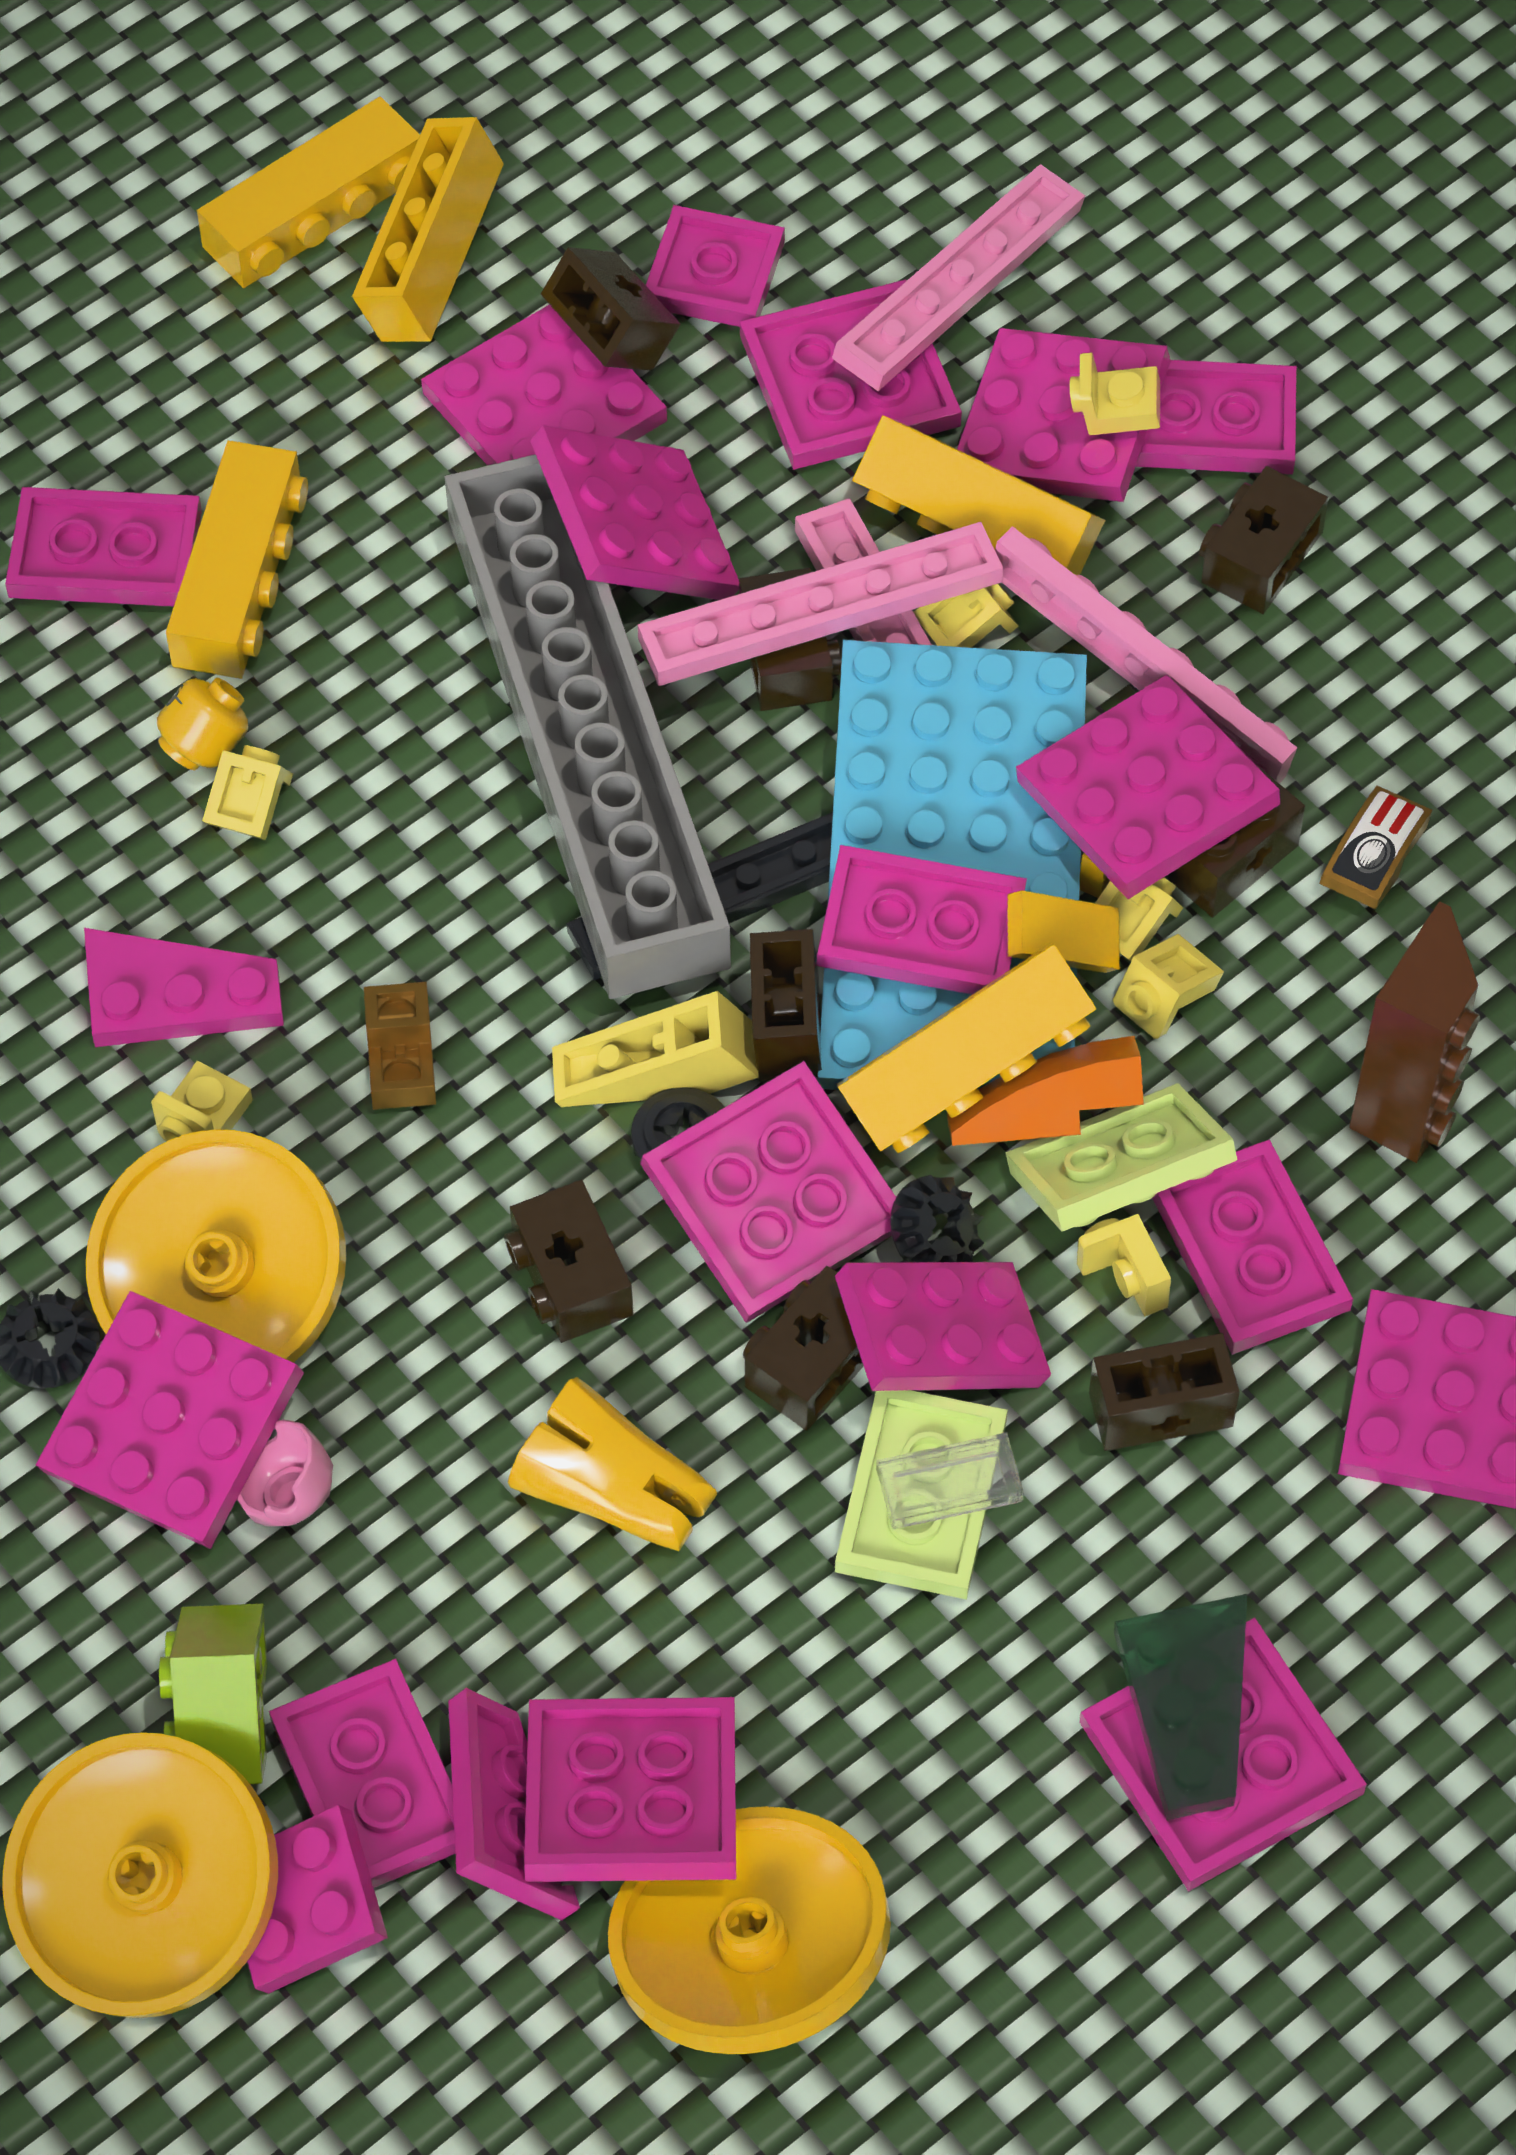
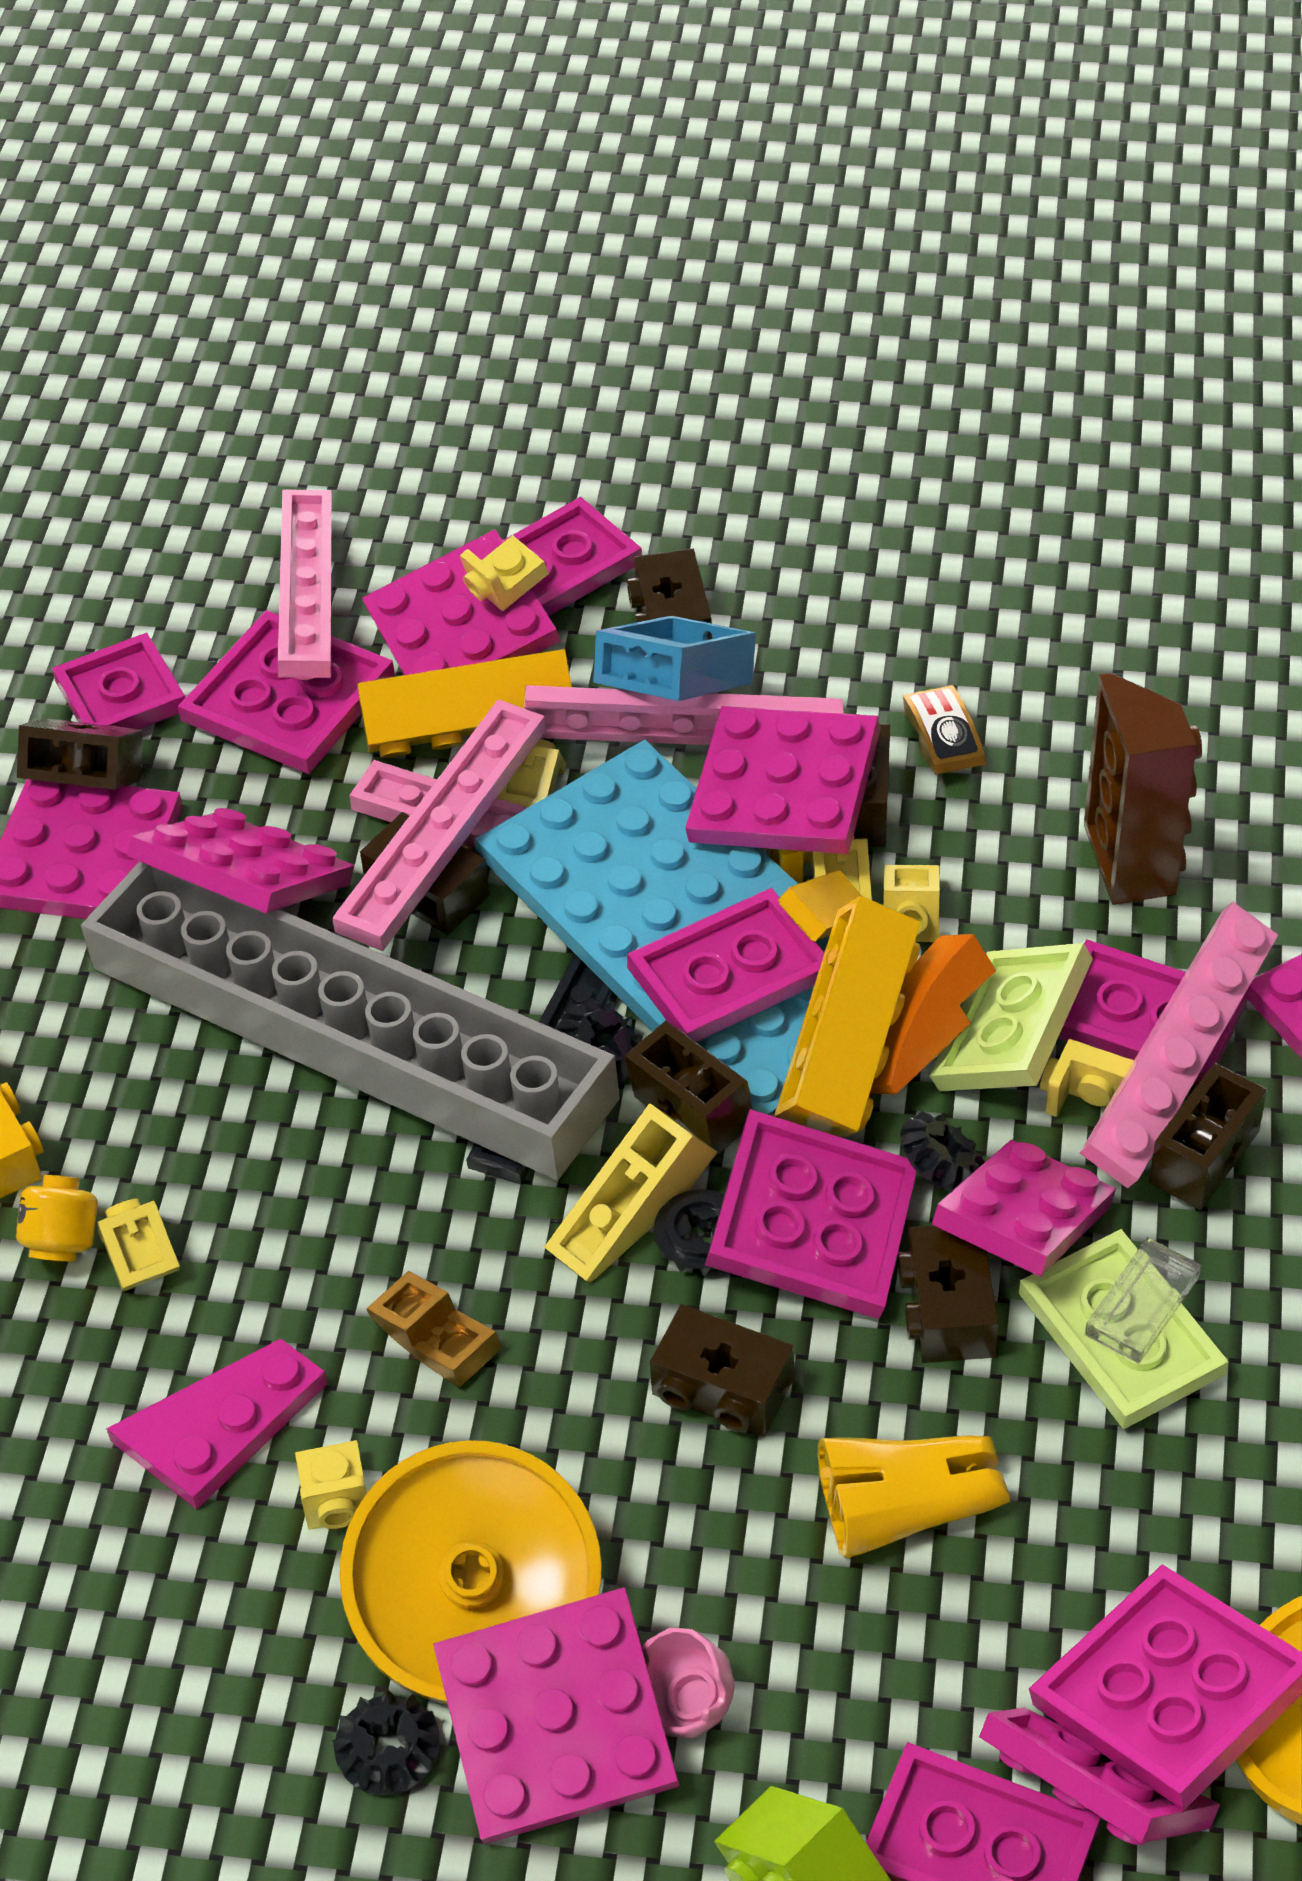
camera: 40 degrees left, 10 degrees down
(748, 883) = (591, 1018): none -> black gear
(1175, 596) = (674, 657): none -> dark azure window
(1232, 1292) = (1179, 1045): none -> bright pink plate

